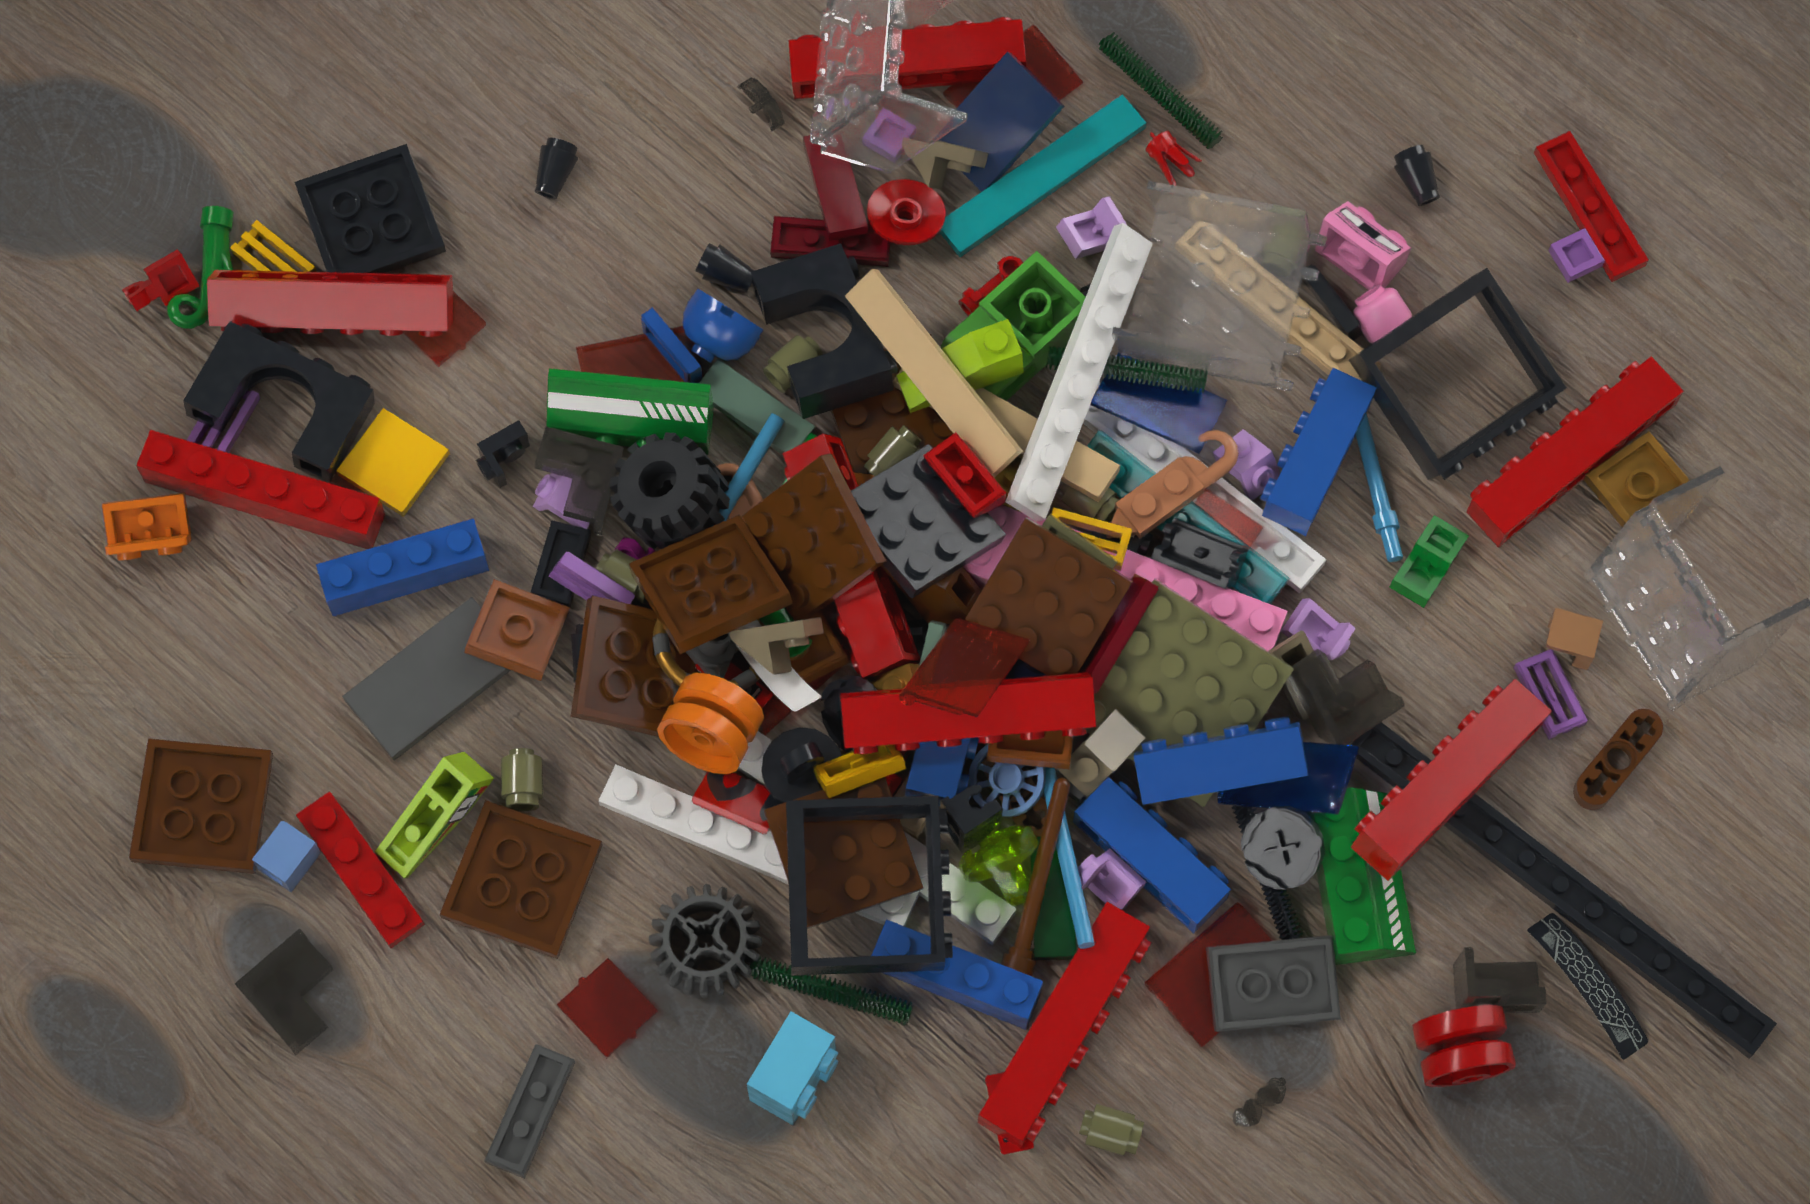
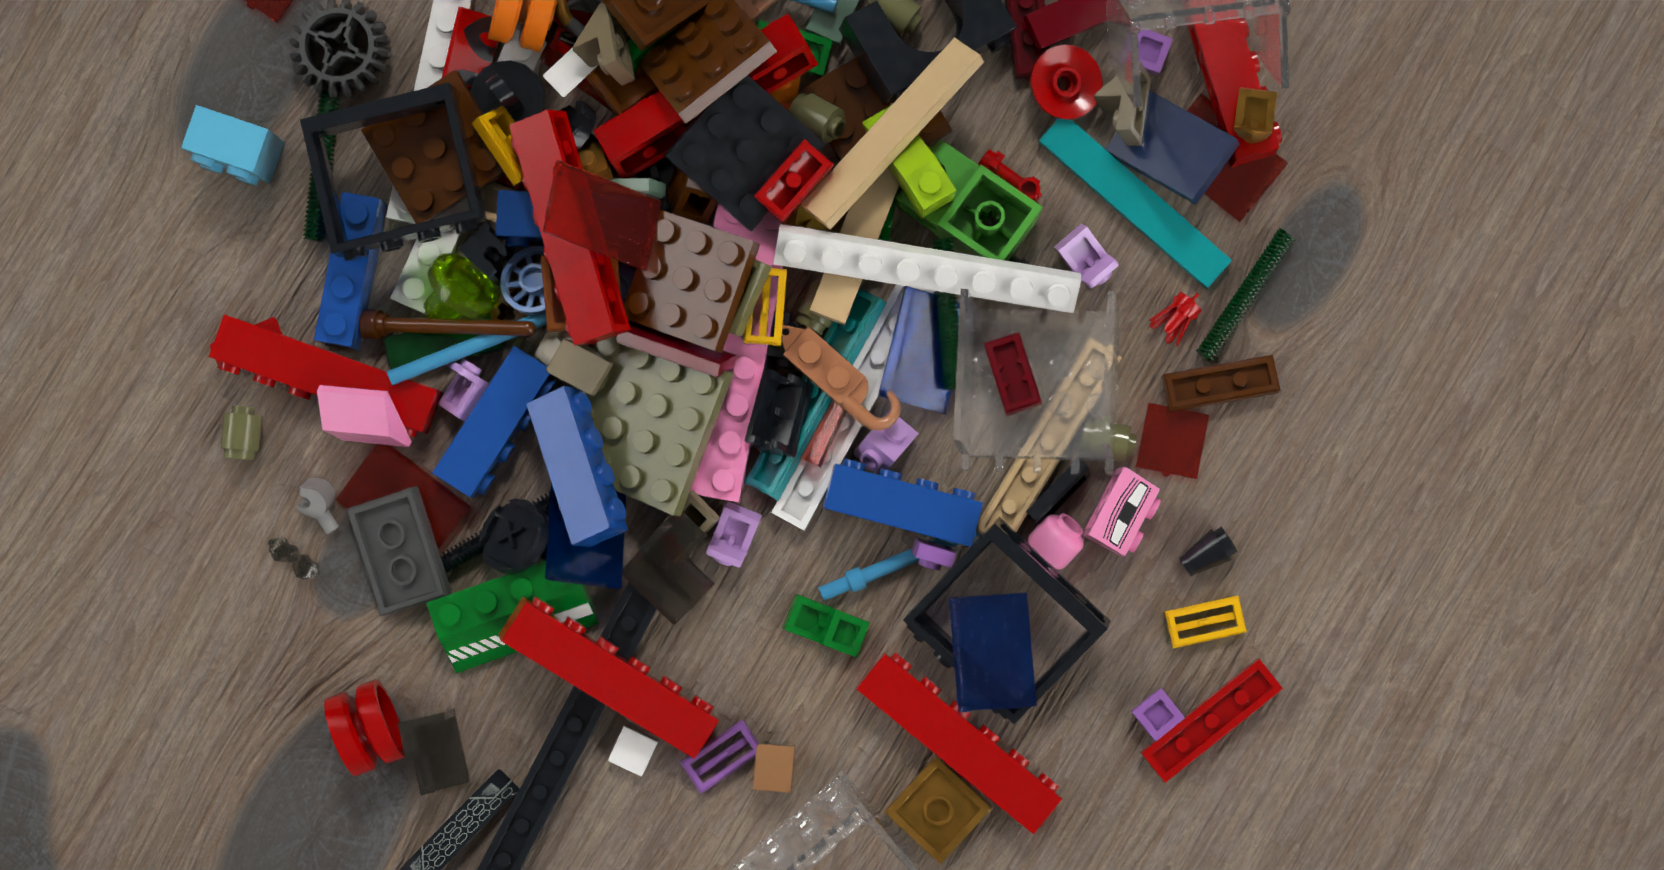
camera: 80 degrees right, 15 degrees up
(985, 30) = (1255, 114): none -> pearl gold plate
(1121, 982) = (361, 416): none -> bright pink slope
(1203, 316) = (1012, 374): none -> dark red plate
(1205, 1061) = (318, 499): none -> light grey piece
(1246, 131) = (1220, 383): none -> reddish brown tile
(1297, 185) = (1172, 441): none -> clear red piece
(1375, 433) = (933, 554): none -> medium lavender plate
(1488, 224) = (1174, 628): none -> yellow tile
(1489, 389) = (992, 651): none -> clear blue piece
(1530, 783) = (633, 751): none -> white tile
(1626, 730) = (656, 833): reddish brown beam -> none

